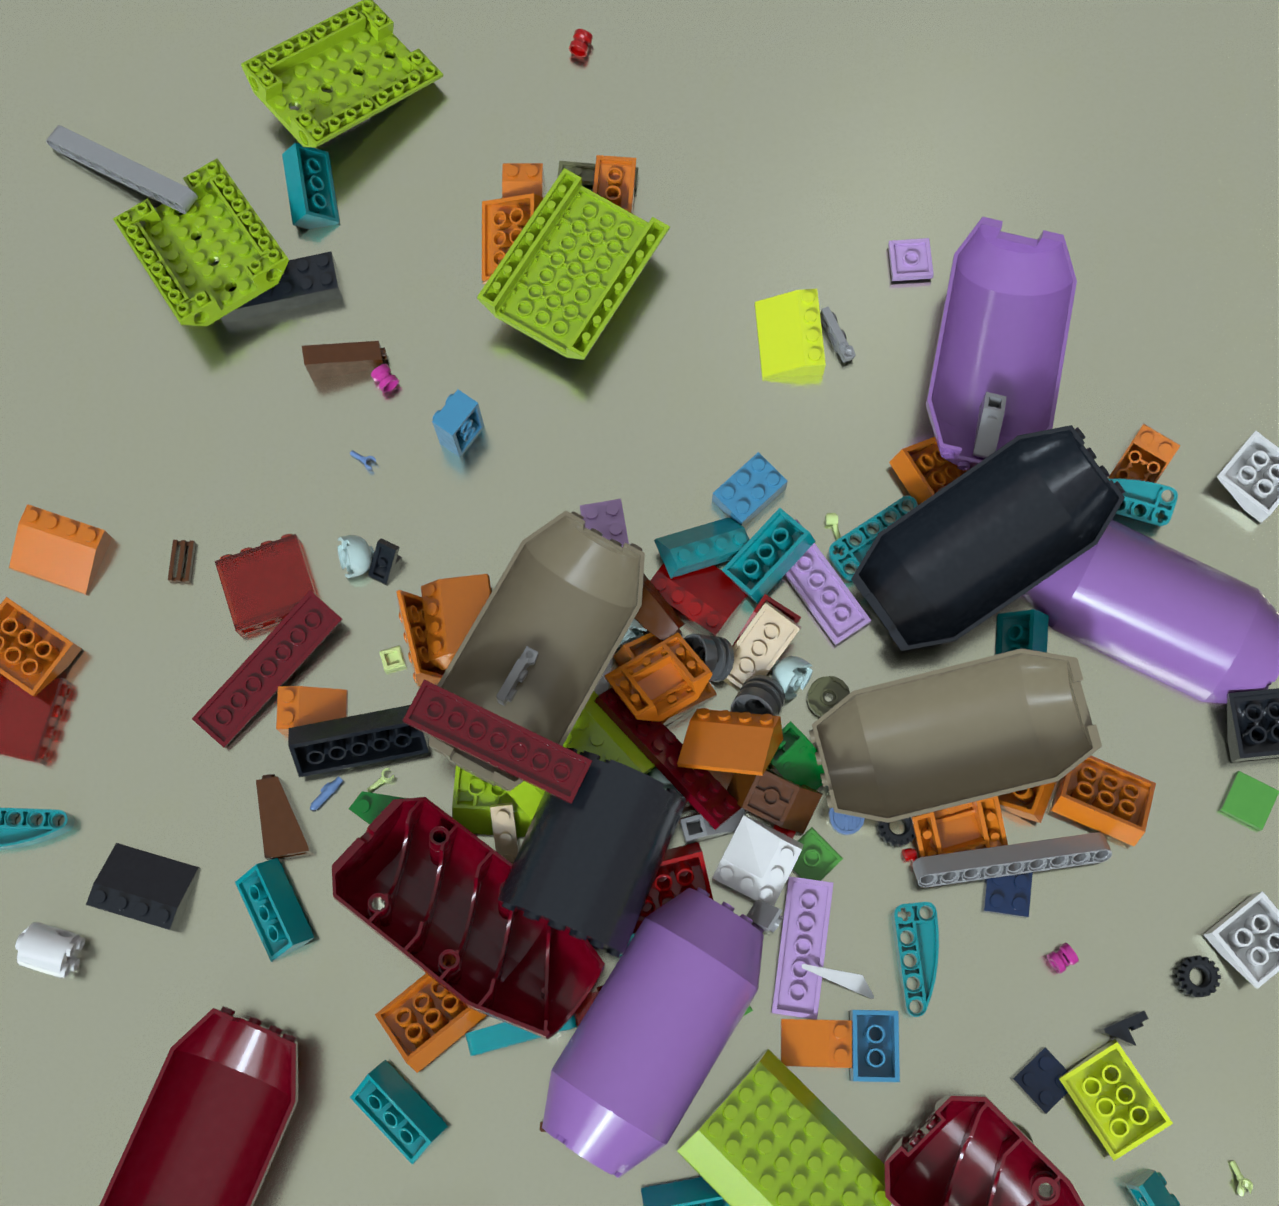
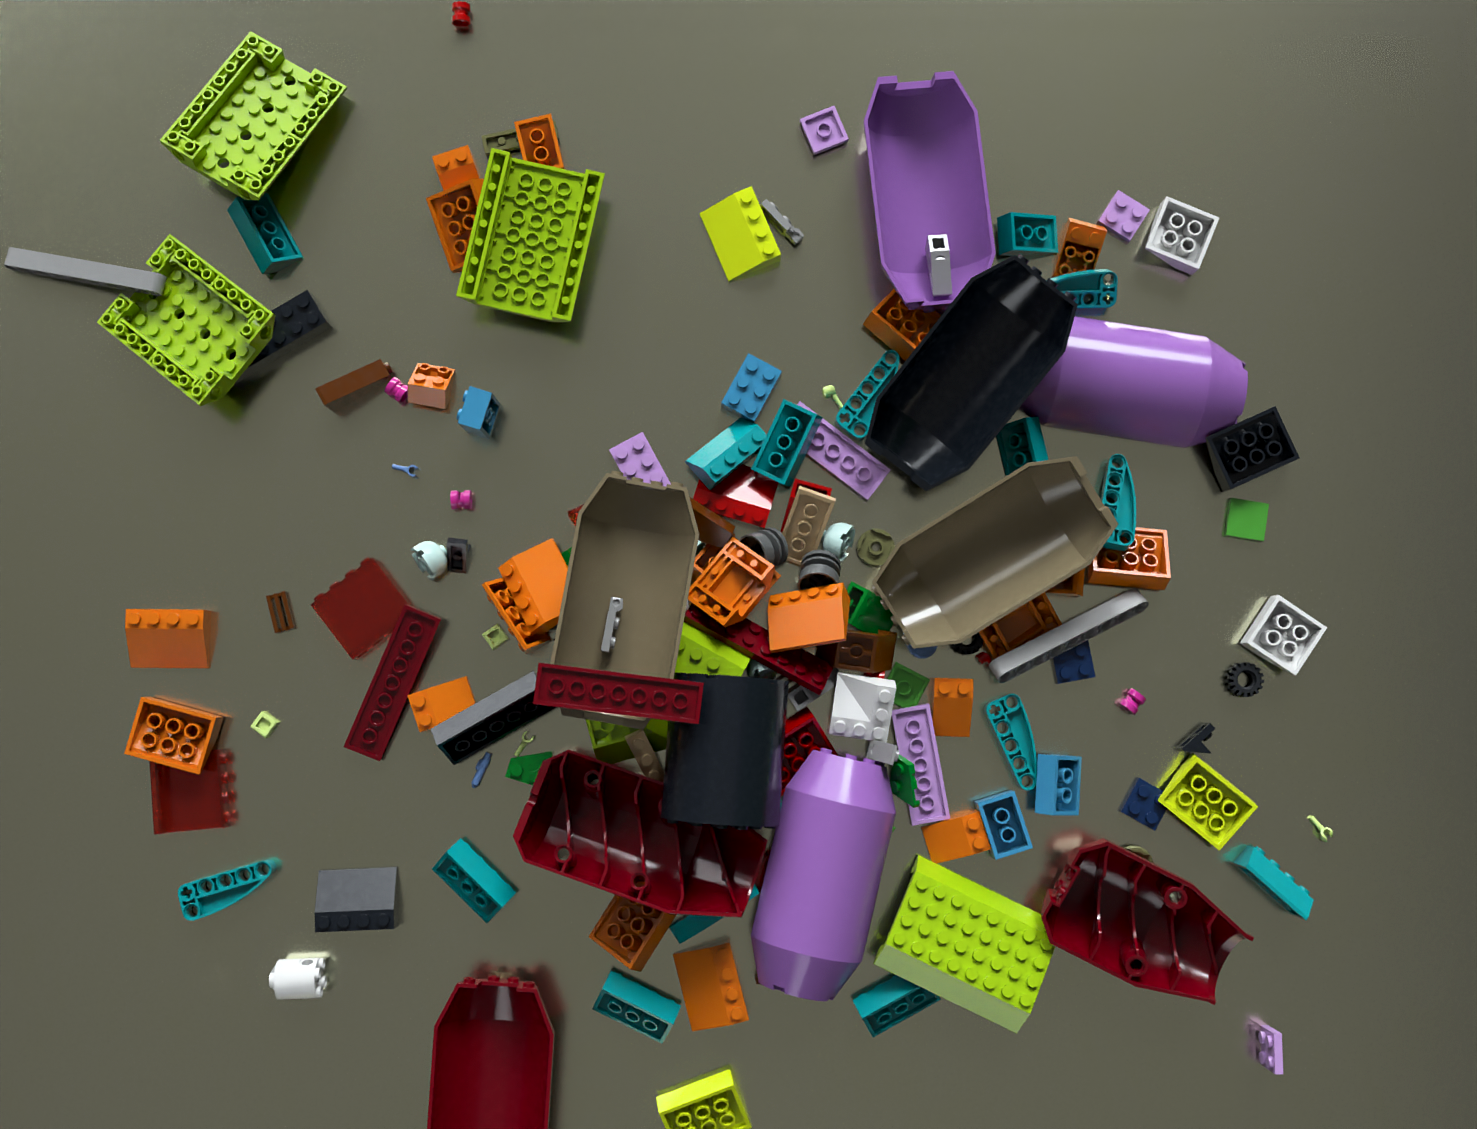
camera: 25 degrees left, 10 degrees up
(120, 670) = (264, 724): none -> yellowish green tile
(280, 824) = (450, 806): reddish brown slope -> none
(408, 507) = (461, 499): none -> dark pink wheel
(419, 384) = (431, 385): none -> orange slope
(489, 1117) = (711, 986): none -> orange slope
(778, 958) = (904, 781): none -> green wing
(849, 980) = (966, 778): white sticker -> none
(857, 895) = (951, 706): none -> orange slope
(950, 1021) = (1058, 784): none -> dark azure brick
(1102, 426) = (1027, 234): none -> teal slope
(1113, 740) = (1125, 502): none -> teal beam
(1203, 440) = (1123, 216): none -> lavender plate

